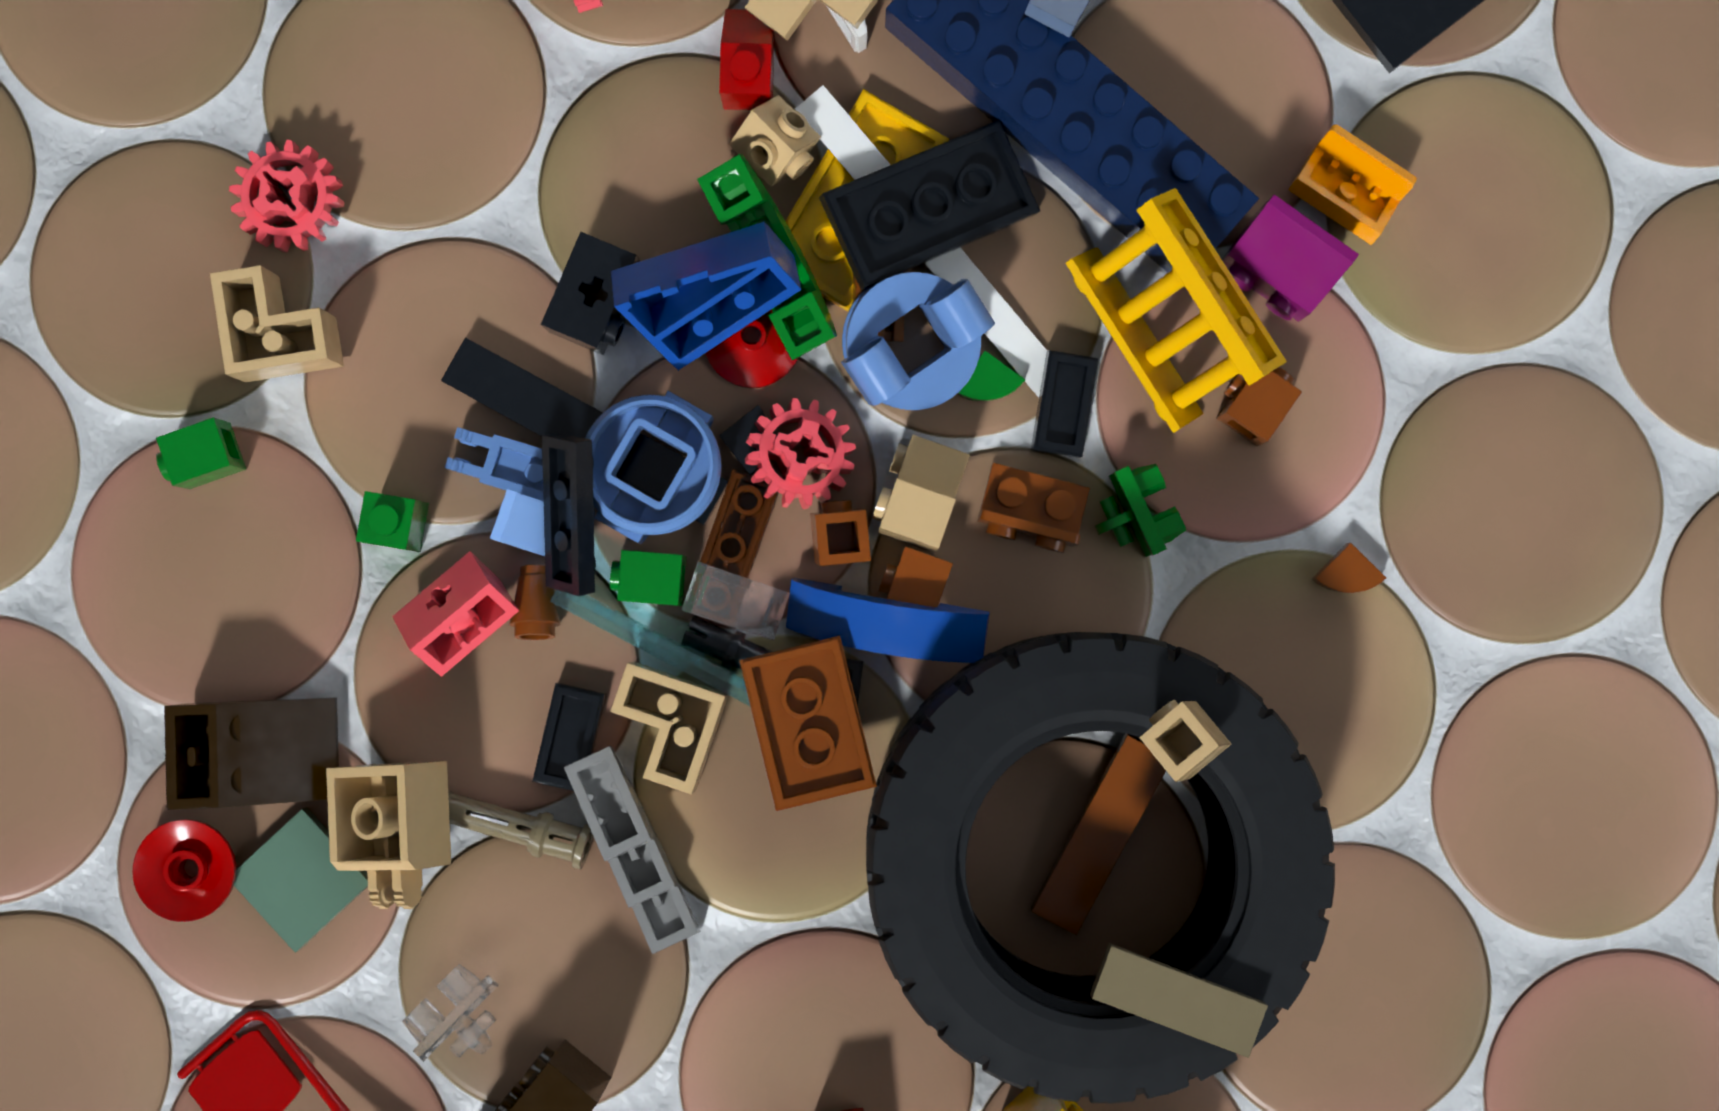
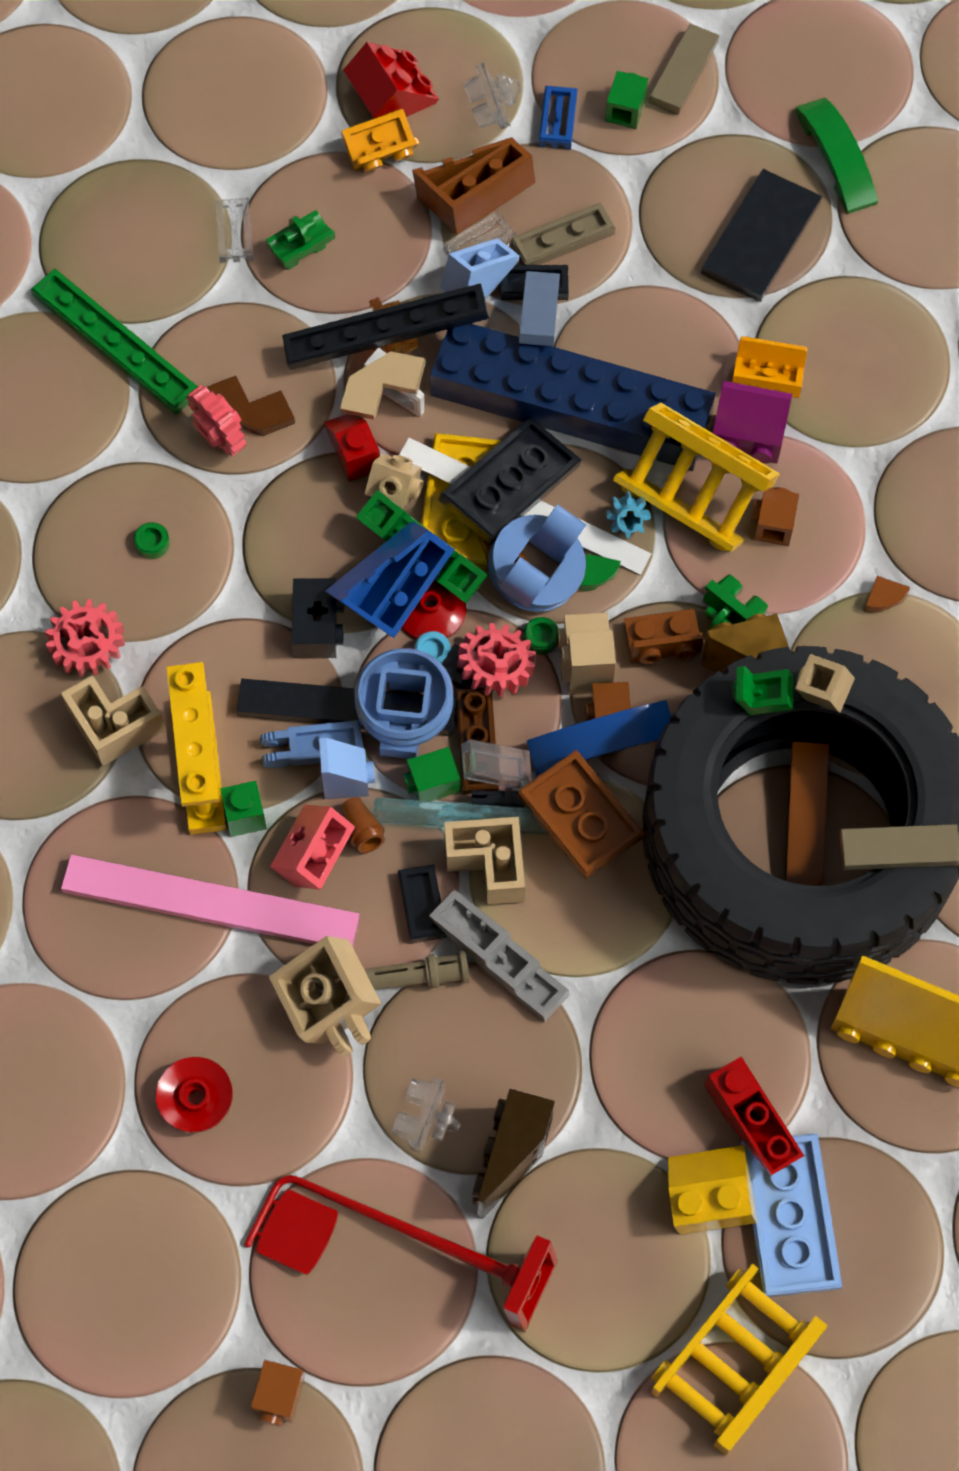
camera: 20 degrees left, 20 degrees down
(199, 454) = (92, 819): green brick -> none
(249, 752) = (210, 994): dark brown slope -> none
(295, 881) = (277, 1072): sand green tile -> none
(307, 624) = (207, 902): none -> bright pink tile
(354, 419) = (196, 748): none -> yellow fence
(431, 88) = (151, 540): none -> green tile
(568, 513) = (365, 741): black plate -> none
(727, 399) = (434, 645): none -> medium azure tile
(840, 534) = (546, 696): dark orange brick -> none
(877, 437) = (542, 634): none -> green tile
(1063, 320) = (636, 518): none -> medium azure gear
(1064, 404) = (652, 567): black tile -> none
(1100, 708) = (763, 691): none -> green bracket
(1128, 591) = (730, 642): none -> pearl gold slope

